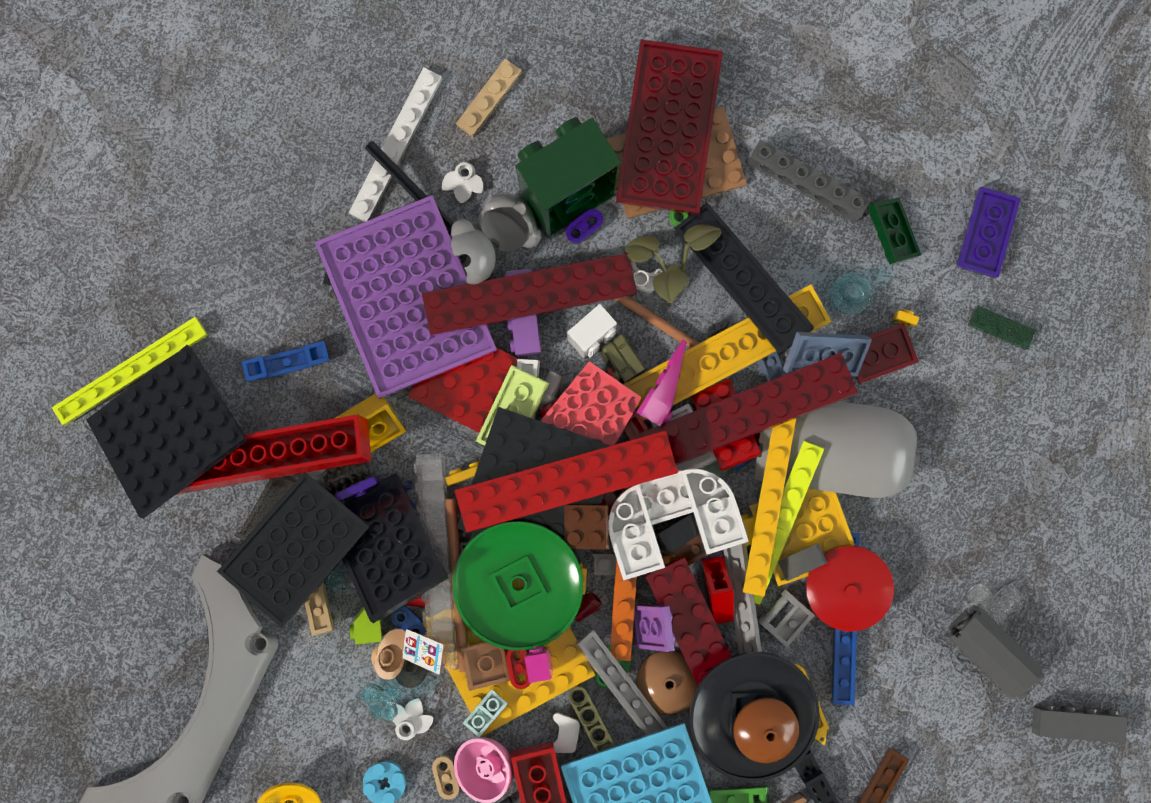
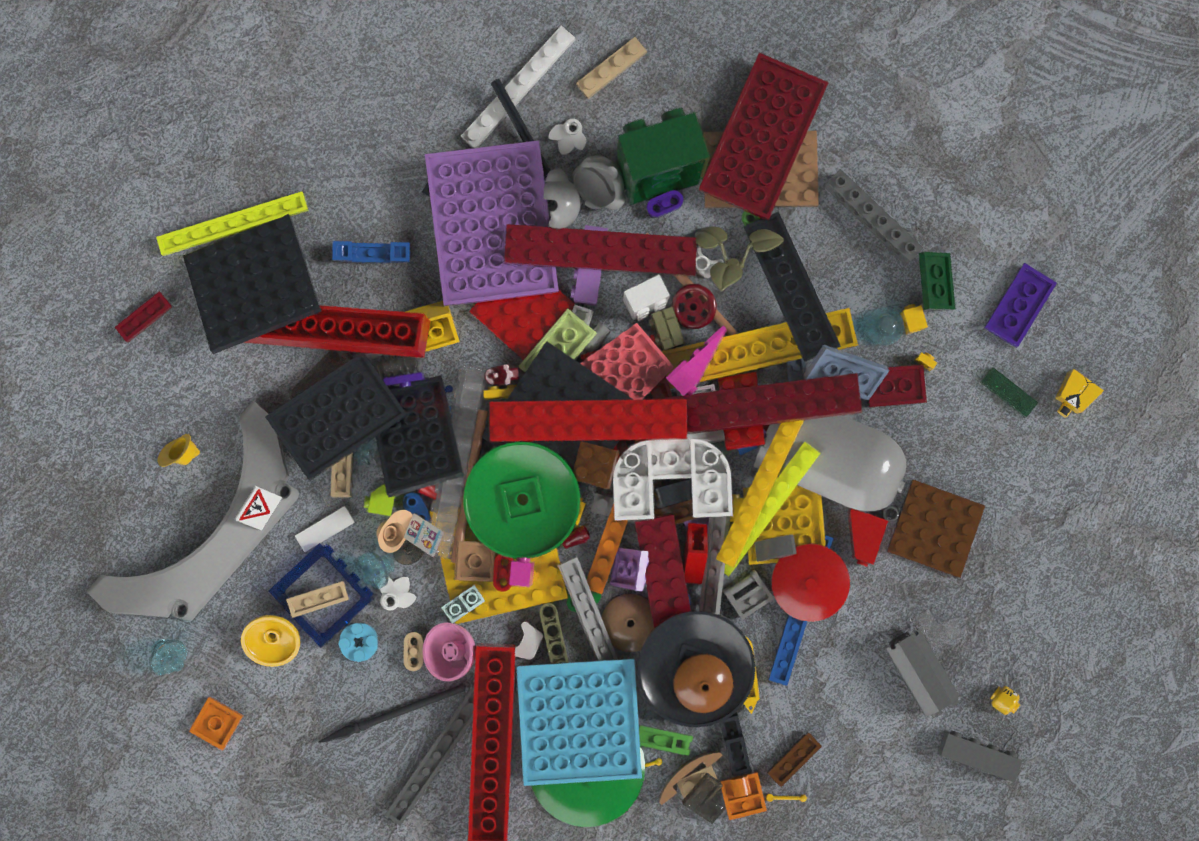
camera: 10 degrees right, 0 degrees up
(61, 496) = (143, 317): none -> dark red plate
(136, 631) = (178, 451): none -> yellow piece
(235, 671) = (258, 508): none -> white piece
(286, 756) = (321, 550): none -> clear blue piece
(315, 671) = (324, 529): none -> white tile
(327, 751) = (317, 599): none -> tan plate
(459, 456) = (500, 375): none -> dark red hips
(661, 321) = (709, 305): none -> dark red plate
(880, 277) = (913, 319): none -> yellow brick
(893, 521) = (865, 535): none -> red slope
(908, 490) = (887, 511): none -> dark grey hinge
(964, 493) = (936, 528): none -> reddish brown plate
(1073, 309) = (1076, 393): none -> yellow torso
(1089, 656) = (1005, 700): none -> yellow head

